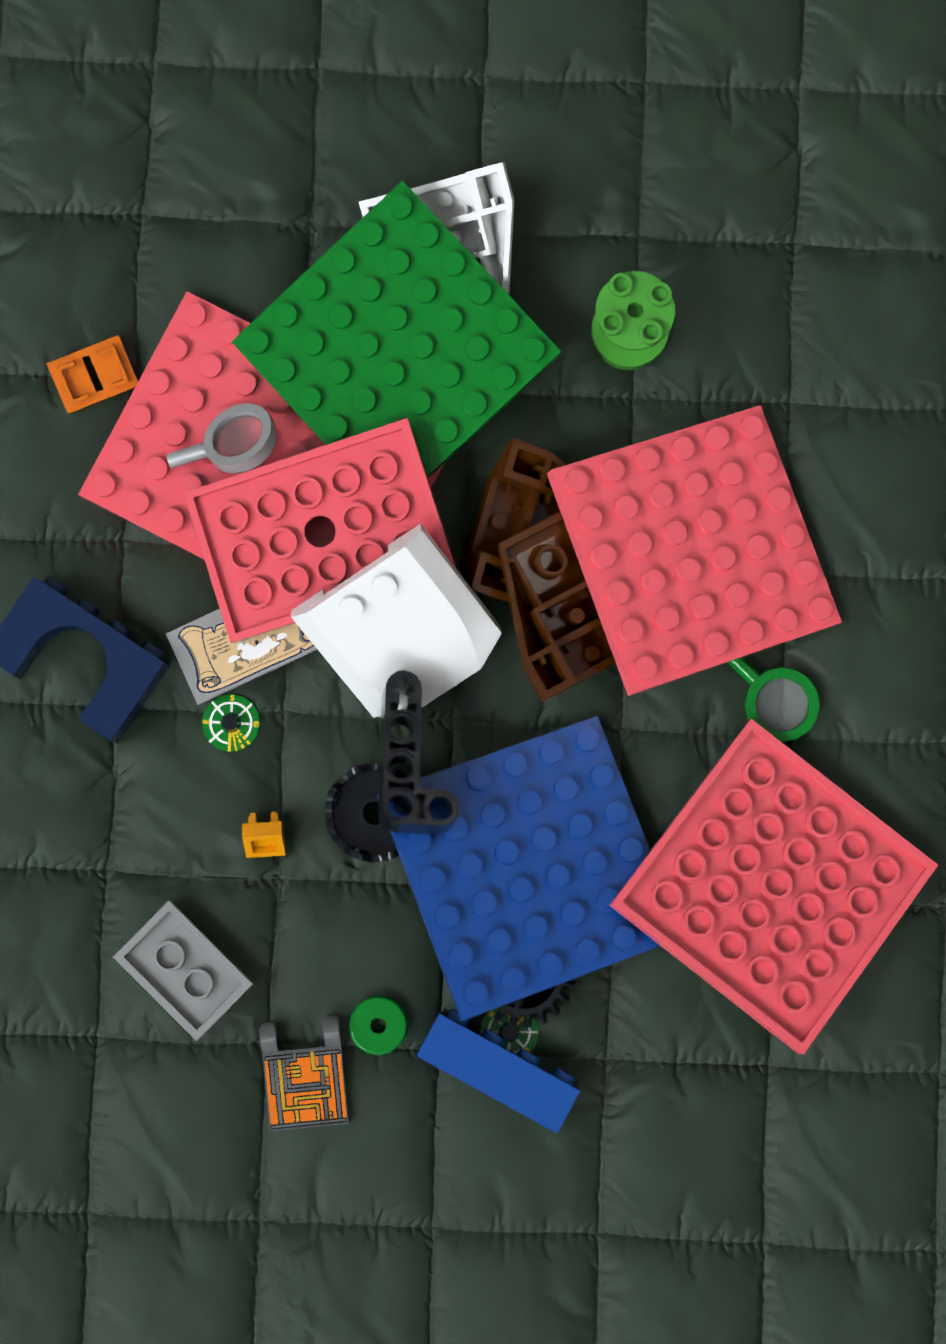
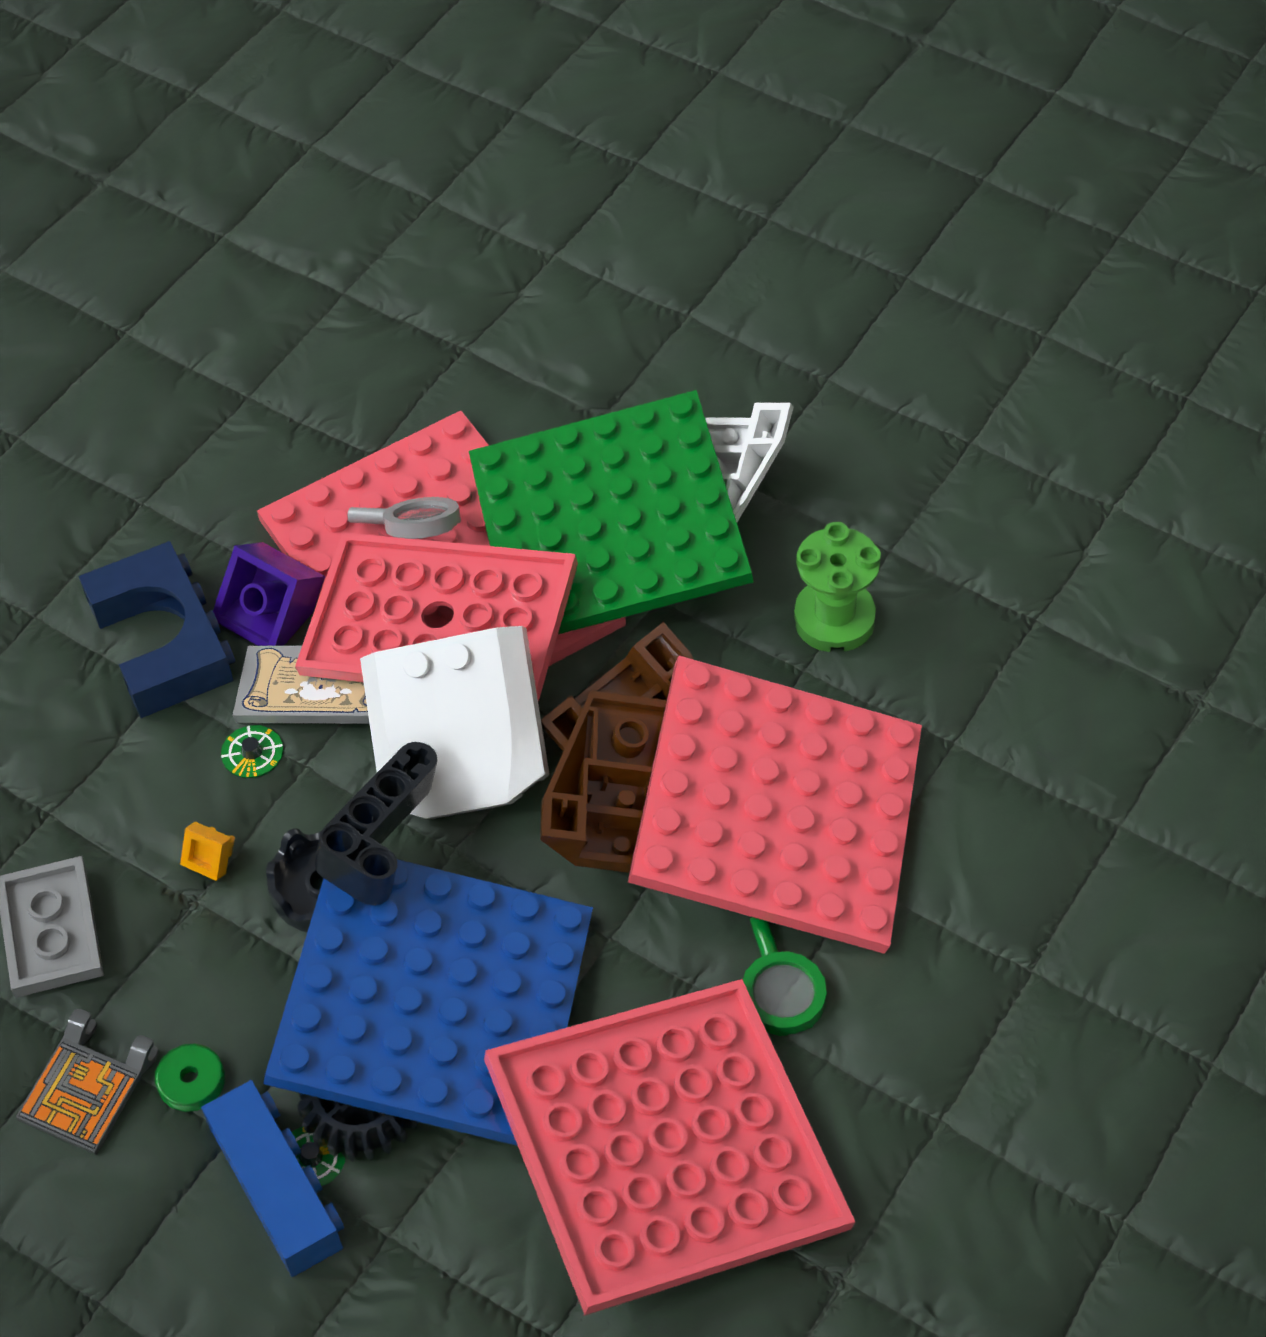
camera: 30 degrees right, 30 degrees down
(74, 379) = (319, 430): orange piece -> none
(149, 577) = (266, 594): none -> dark purple slope

